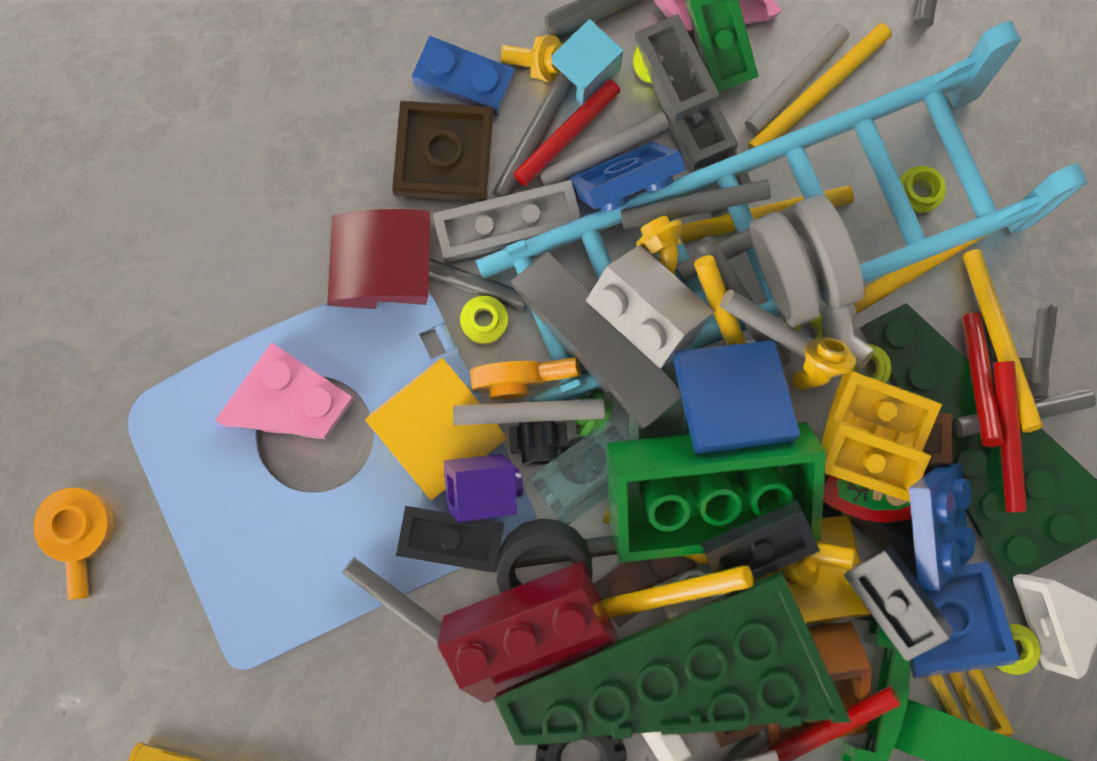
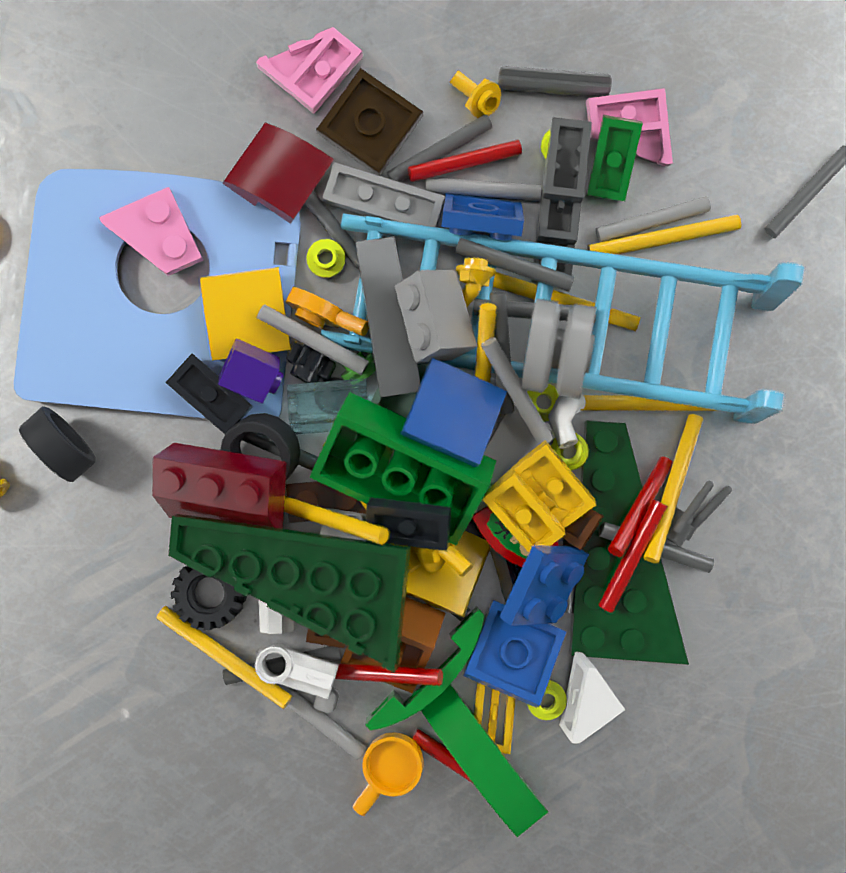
camera: 25 degrees right, 5 degrees up
(316, 697) = (57, 444): none -> black tyre
(348, 130) = (313, 67): none -> bright pink wing
(393, 599) = (147, 409): dark grey bar -> none
(463, 75) = (418, 76): blue plate -> none
(588, 59) = (509, 117): medium azure panel -> none
(823, 361) = (531, 425): yellow plate -> none
(898, 603) = (480, 618): plate -> none
(931, 181) = (700, 347): neon yellow plate -> none

